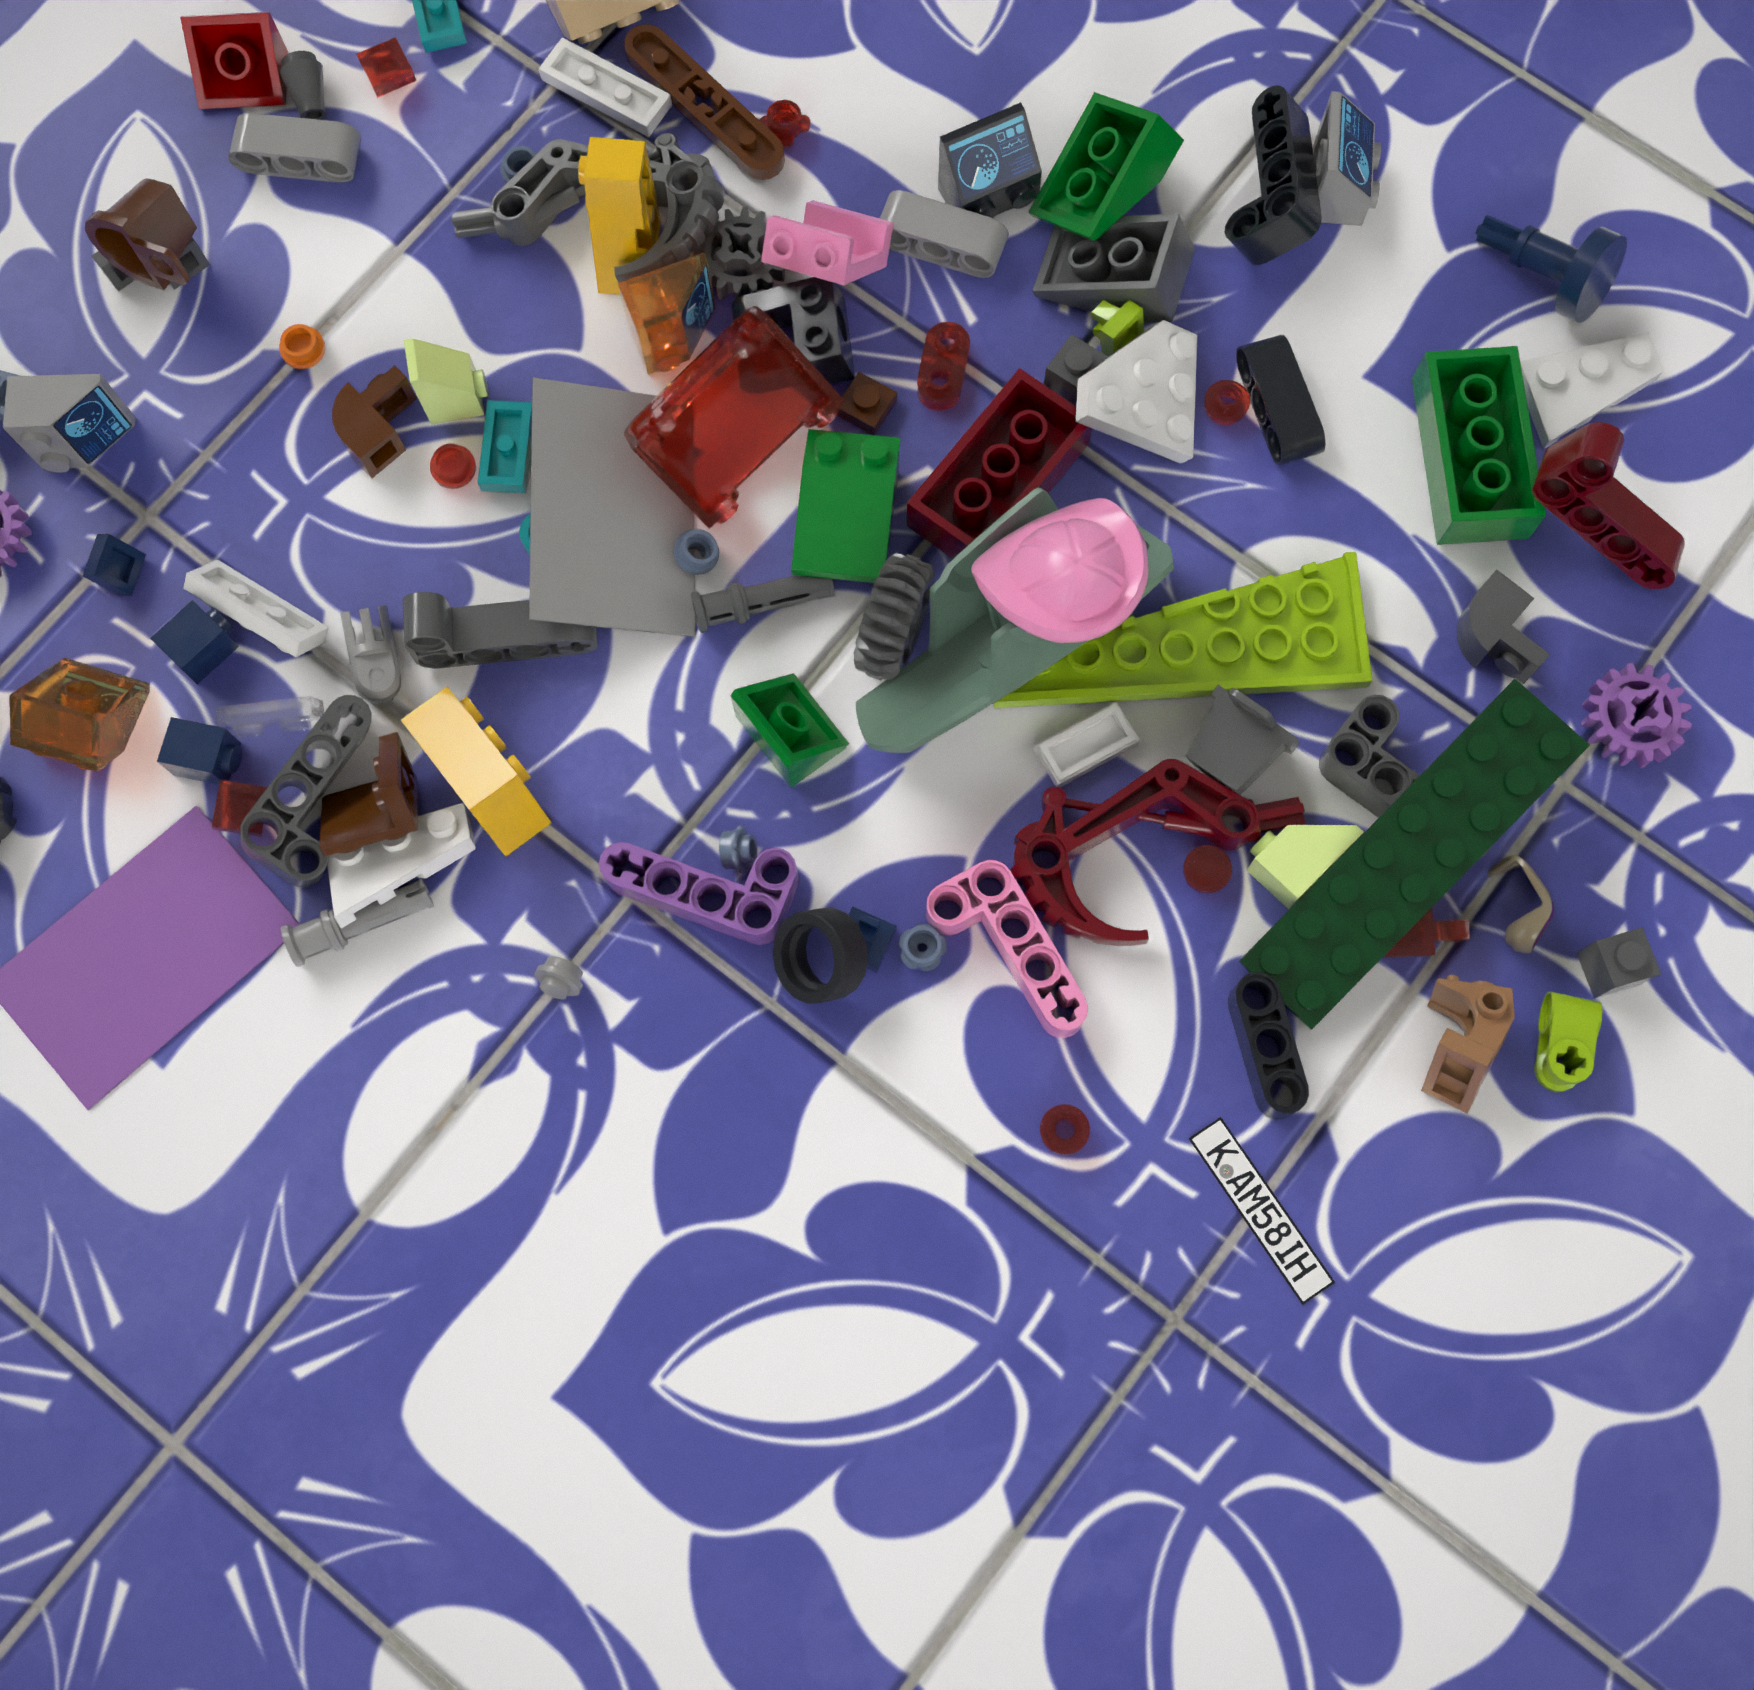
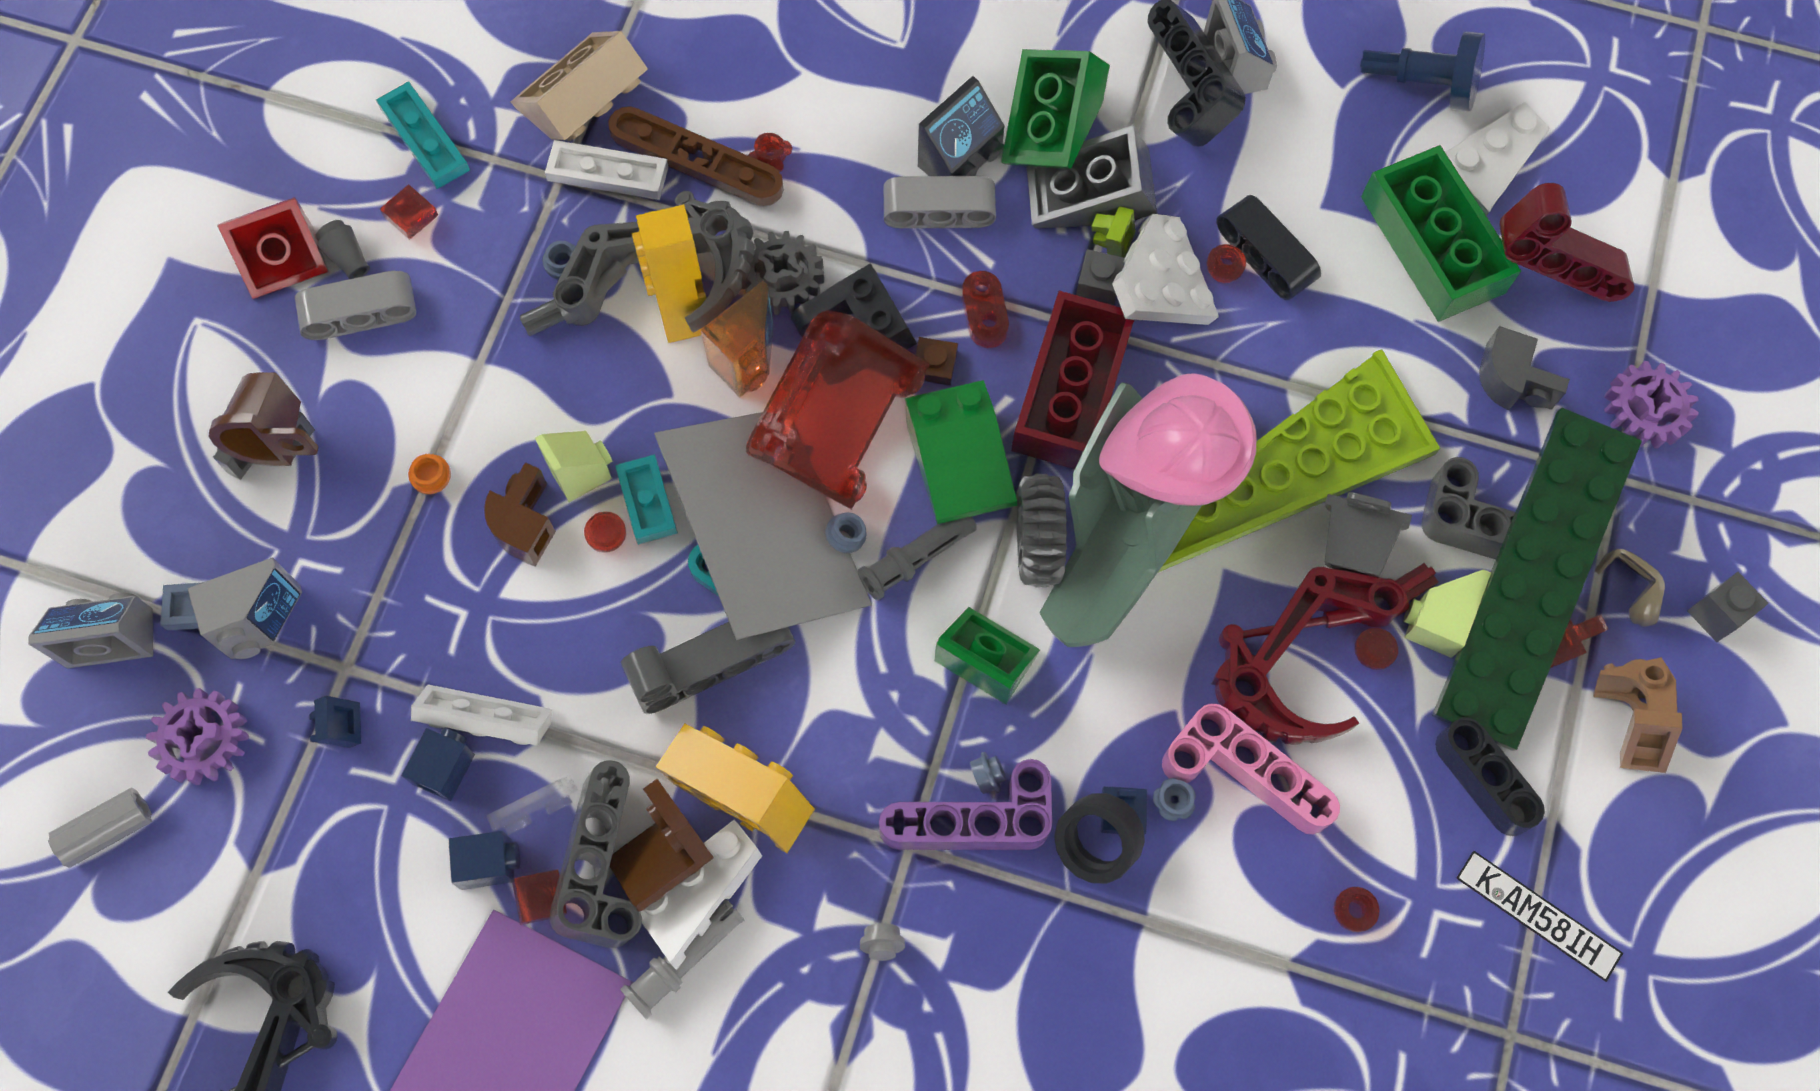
camera: 25 degrees left, 5 degrees down
(76, 713) = (355, 867): clear orange slope -> none
(373, 662) = (608, 724): light grey arm -> none
(829, 243) = (857, 239): bright pink panel -> none
(1086, 744) = (1234, 581): white tile -> none
(1569, 1031) = (1717, 681): lime piece -> none

